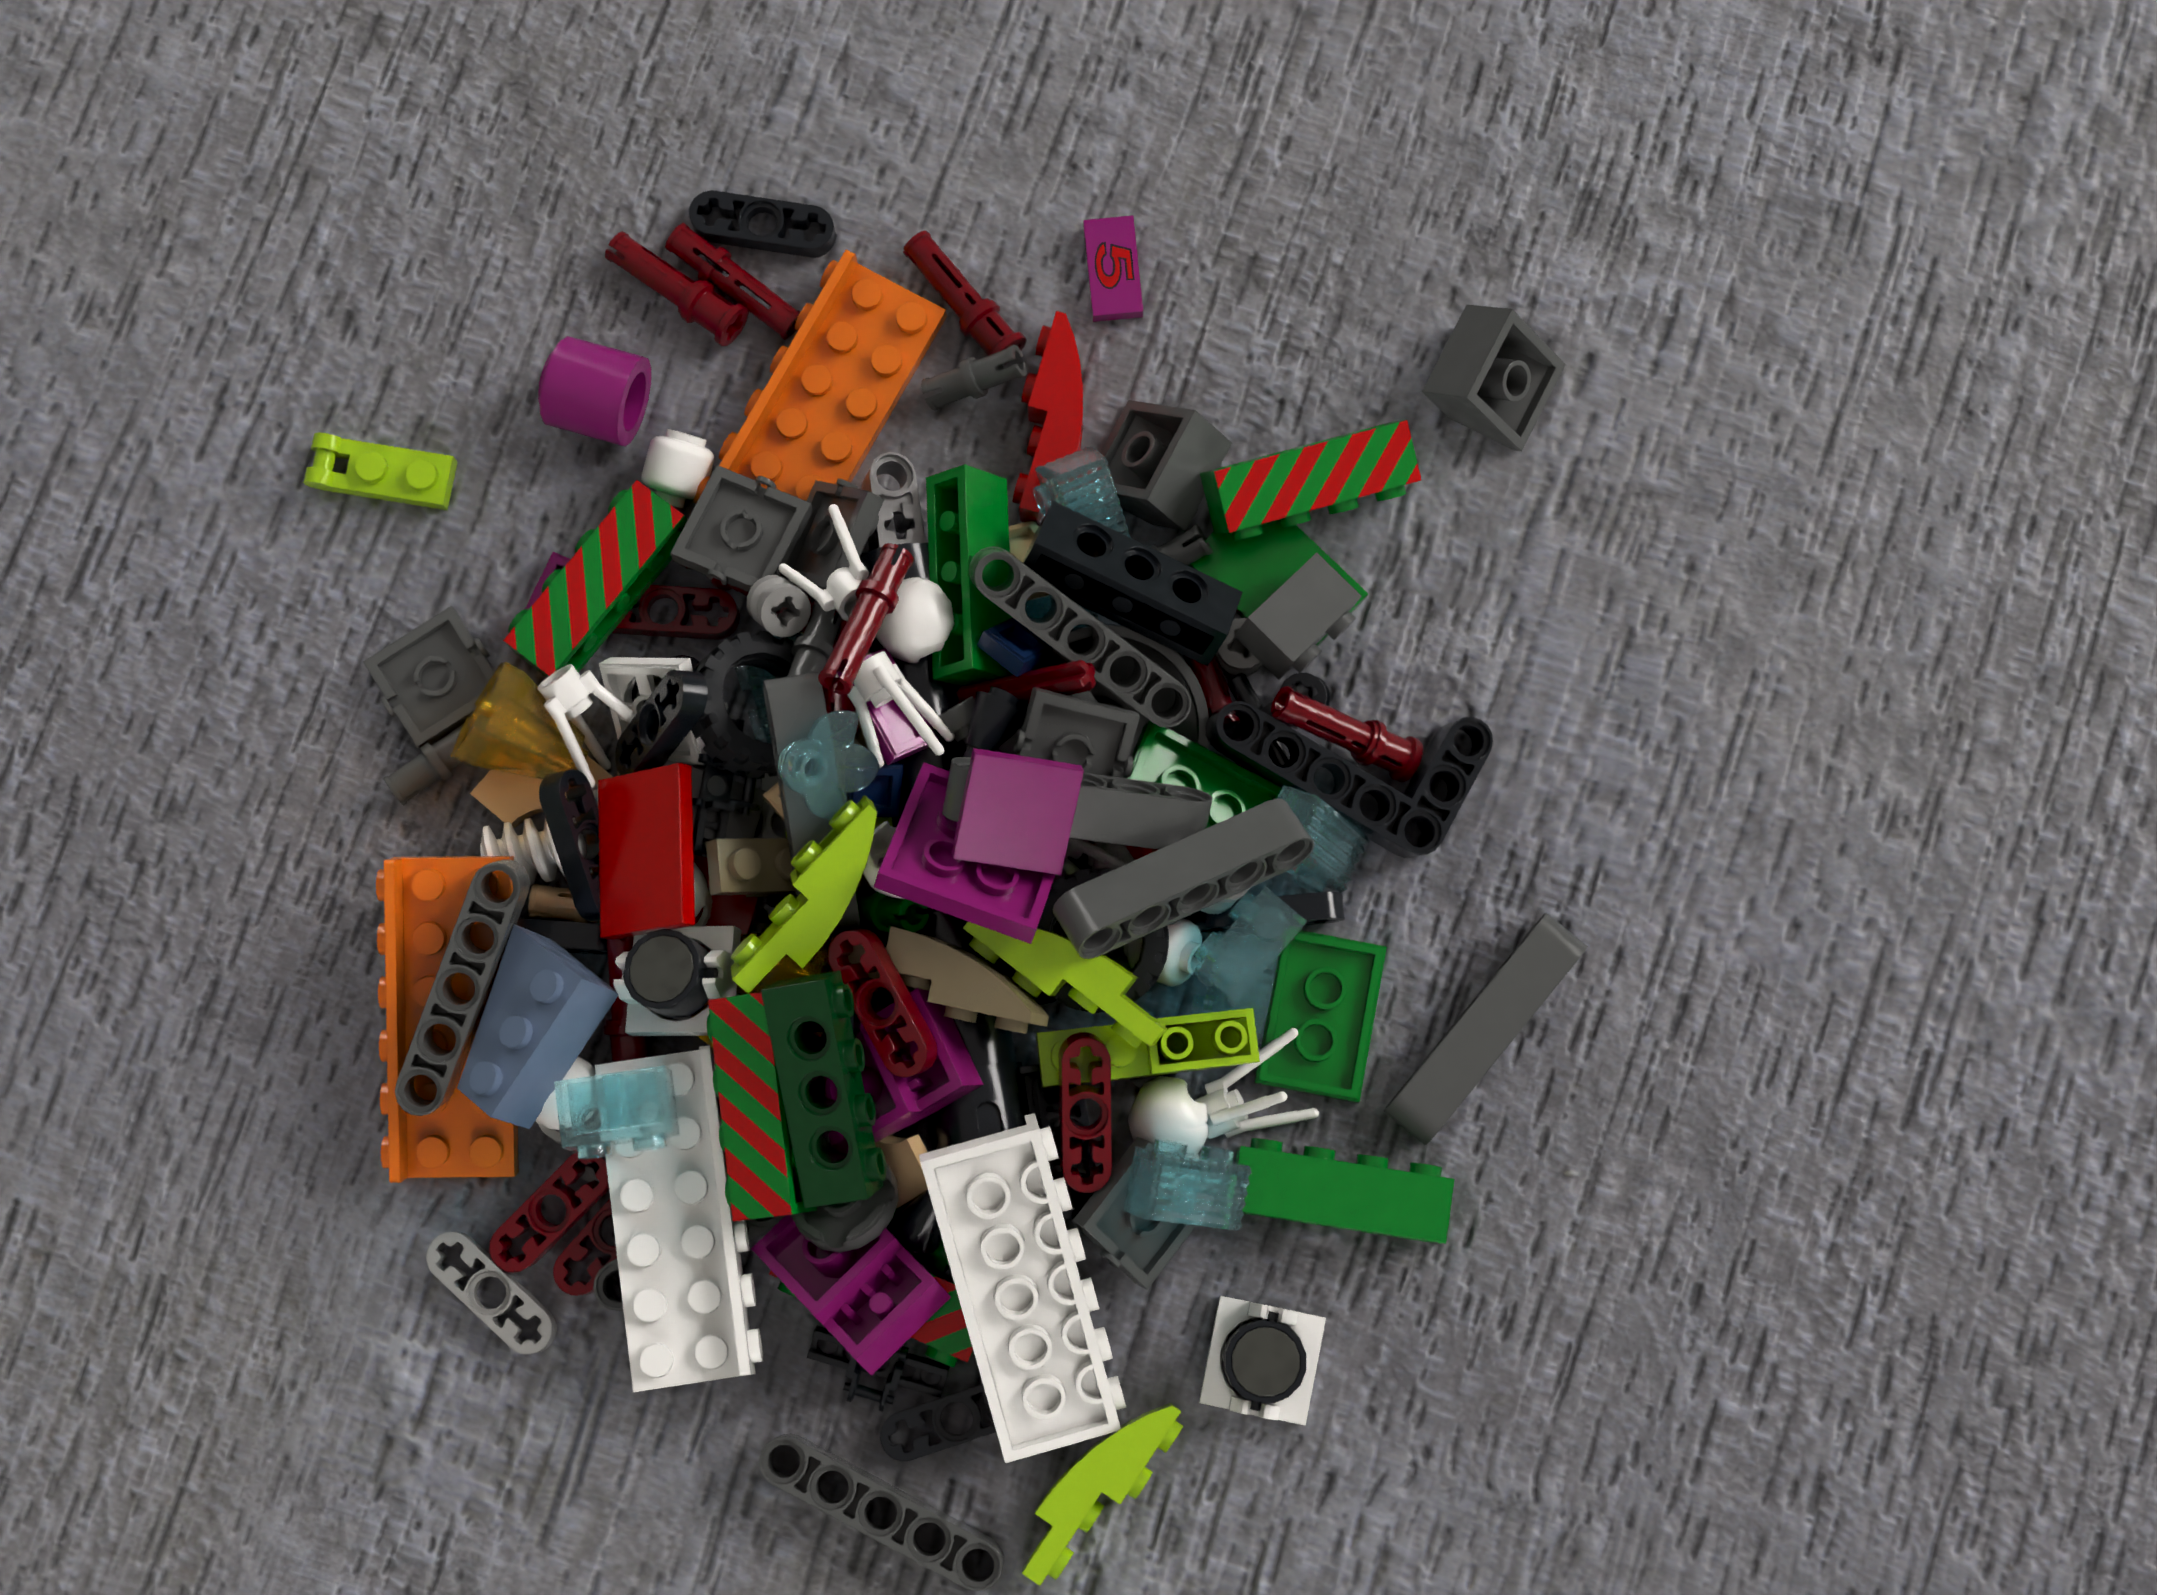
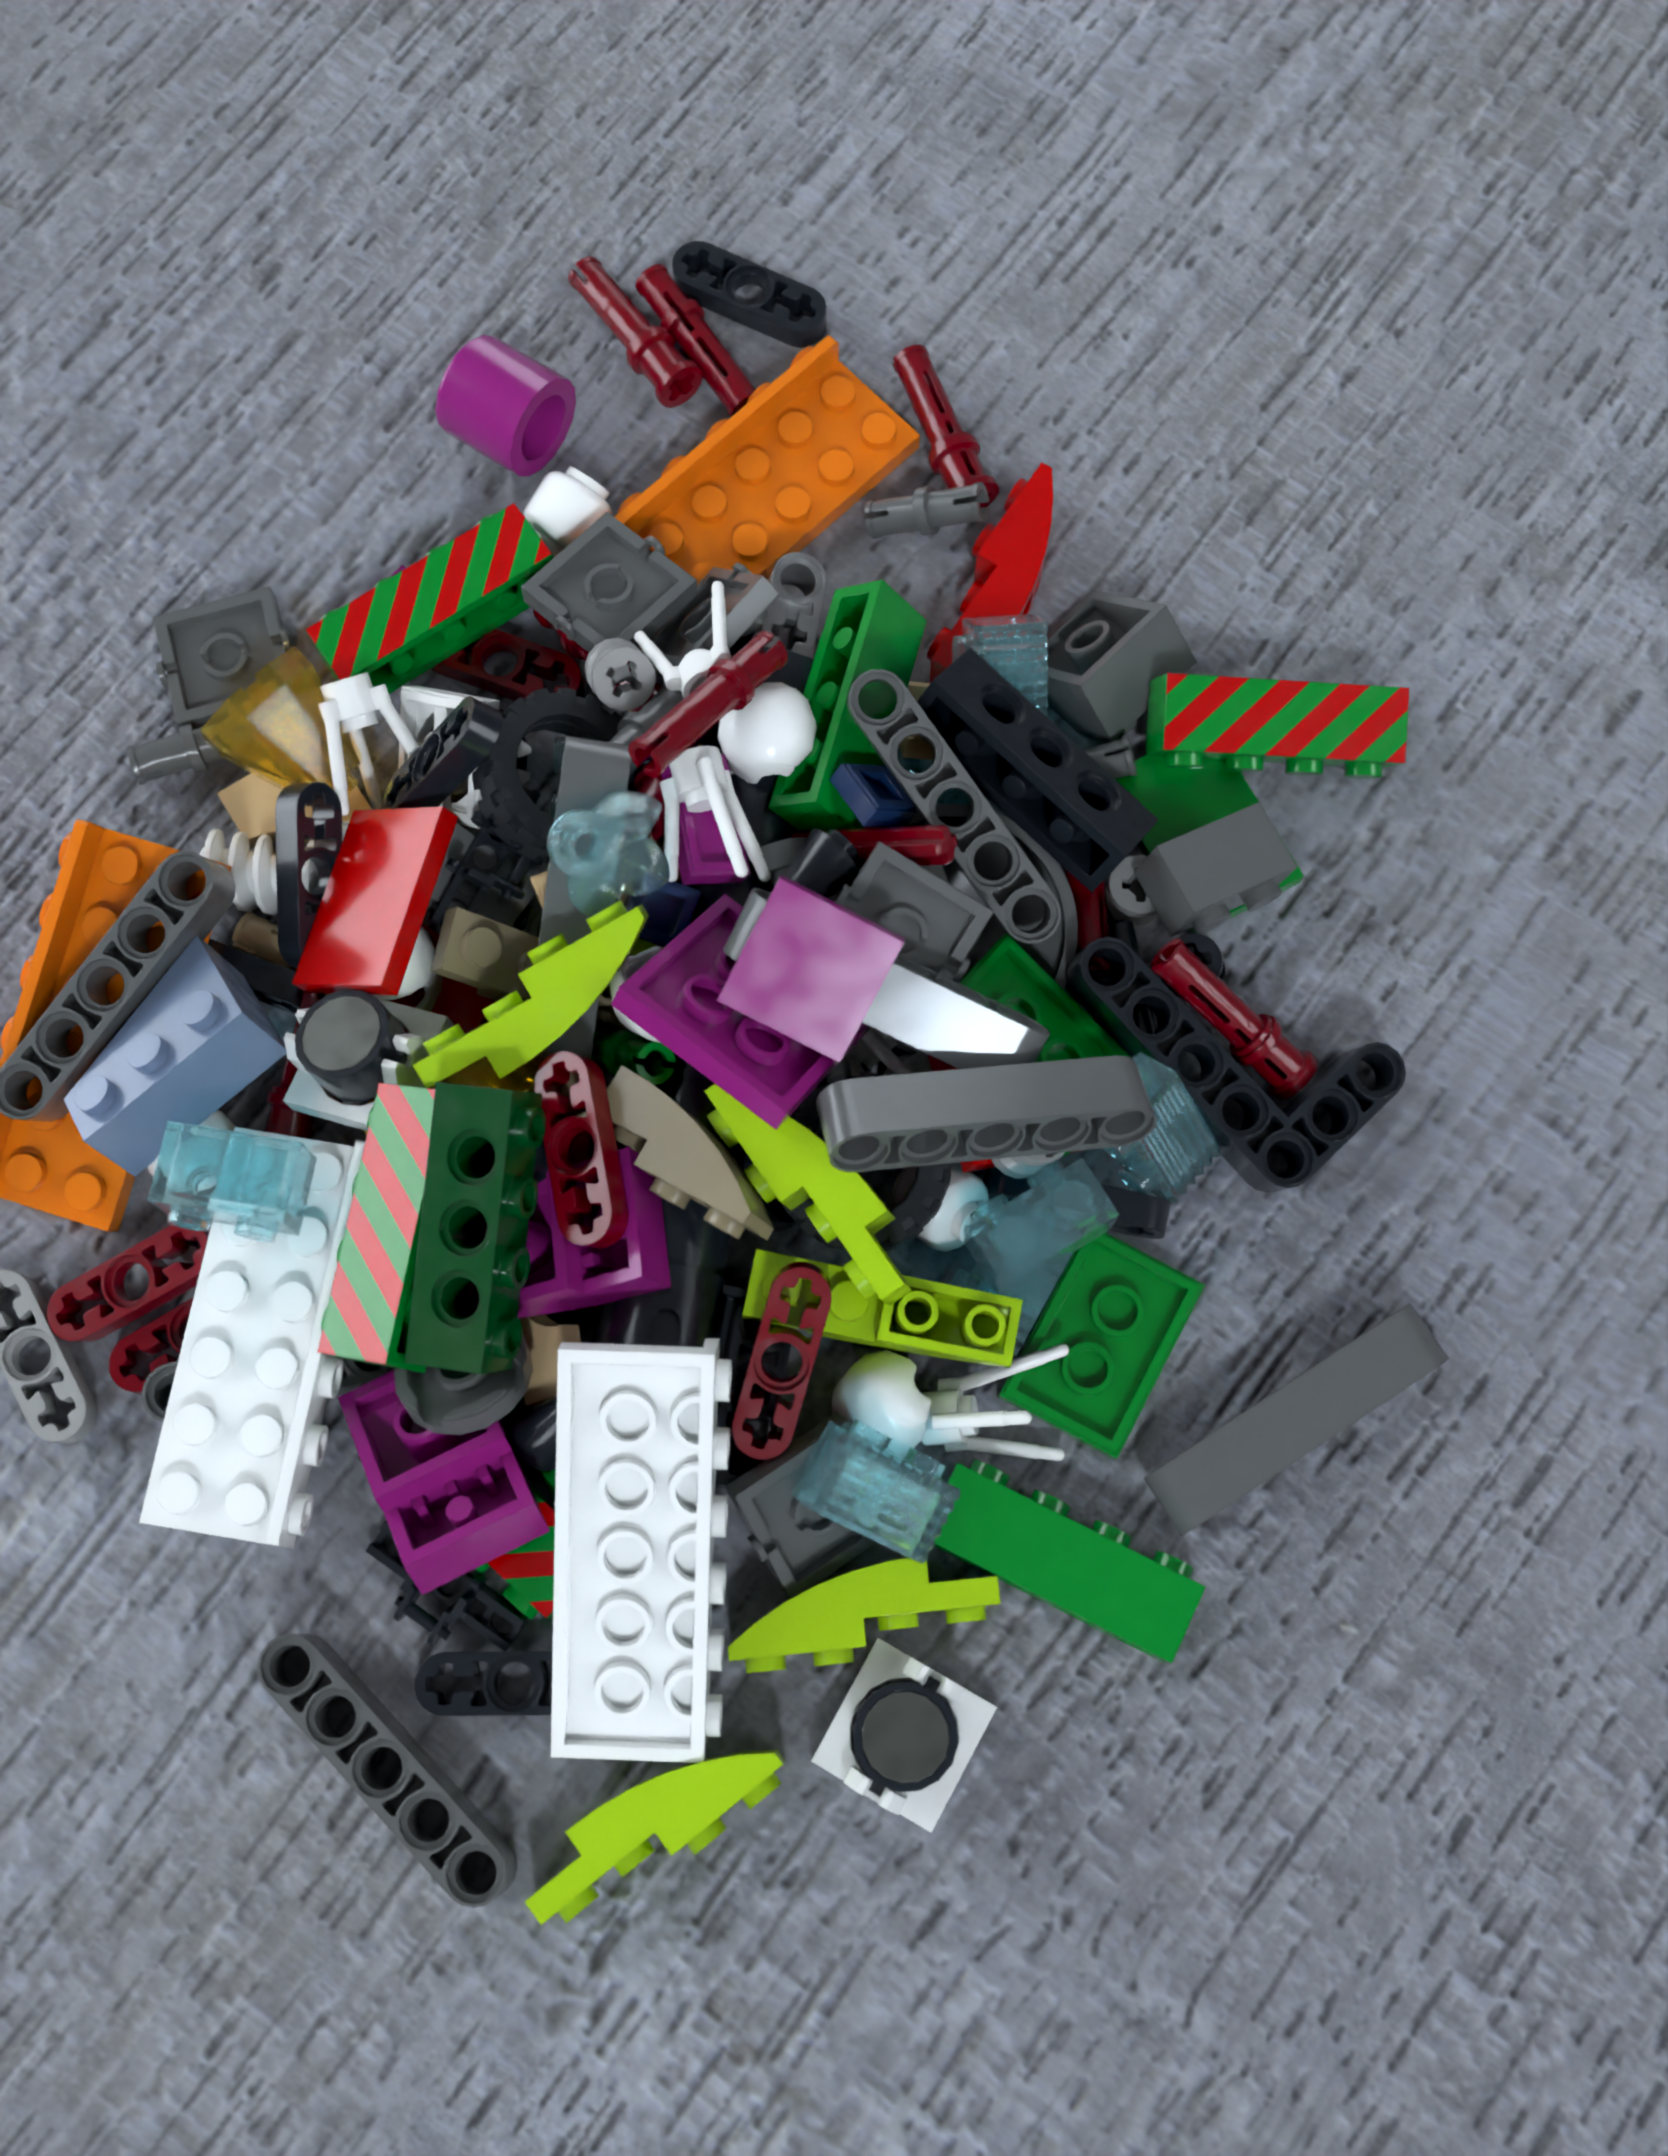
camera: 20 degrees right, 5 degrees down
(382, 472) = (251, 432): lime plate -> none
(1113, 268) = (1120, 446): magenta tile -> none
(1181, 1289) = (833, 1613): none -> lime slope
(1494, 375) = (1523, 677): dark grey slope -> none

